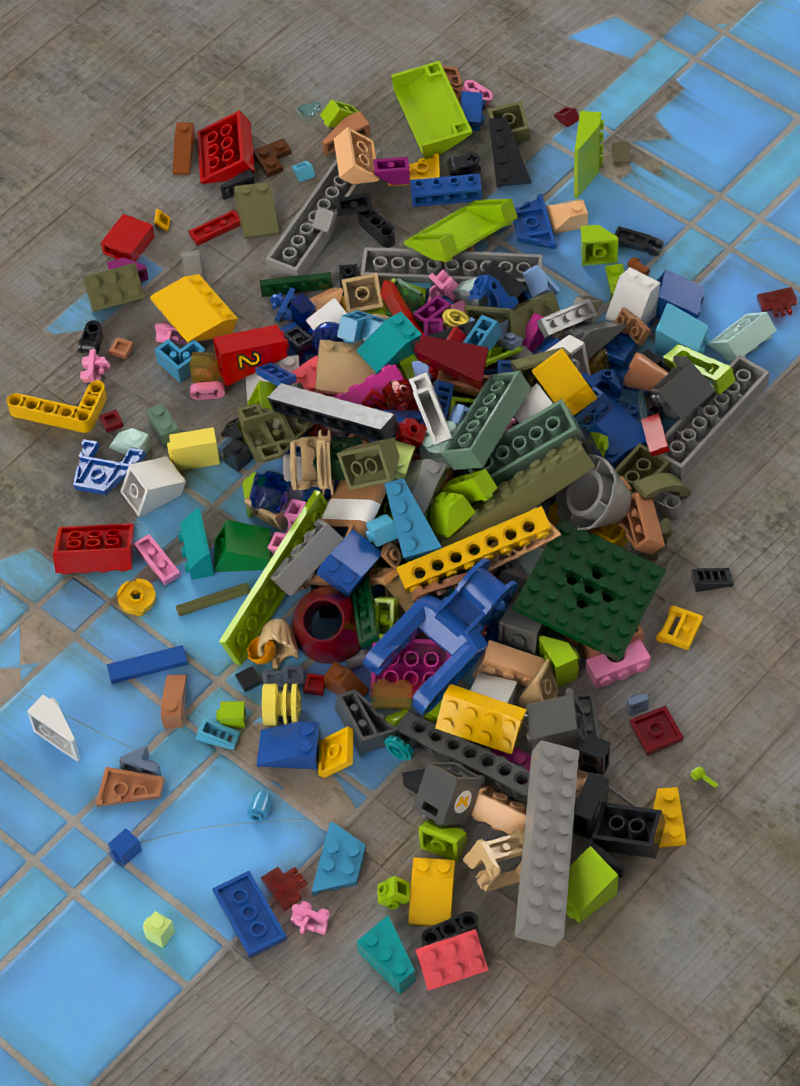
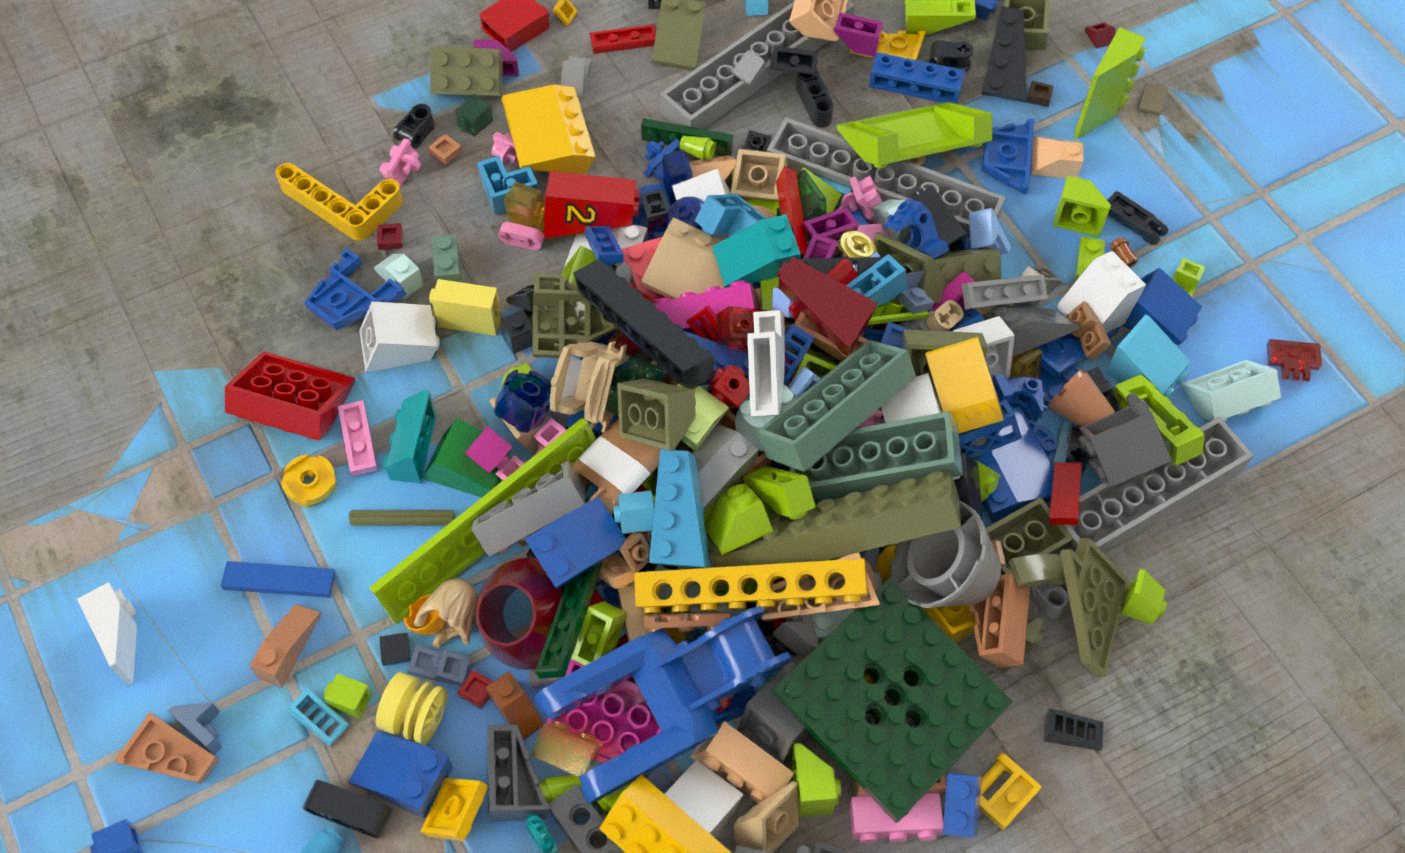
camera: 15 degrees right, 5 degrees up
(131, 317) = (474, 115): none -> clear green brick
(258, 533) = (489, 450): none -> dark pink brick
(264, 777) = (347, 809): none -> black beam
(309, 288) = (698, 146): none -> lime cone
(533, 346) = (945, 316): none -> tan beam
(538, 173) = (1040, 94): none -> dark brown tile
(657, 640) = (962, 805): none -> blue brick
(688, 269) = (1188, 275): none -> lime slope
(698, 494) = (1096, 602): none -> olive wing
(729, 484) = (1144, 598): none -> lime slope

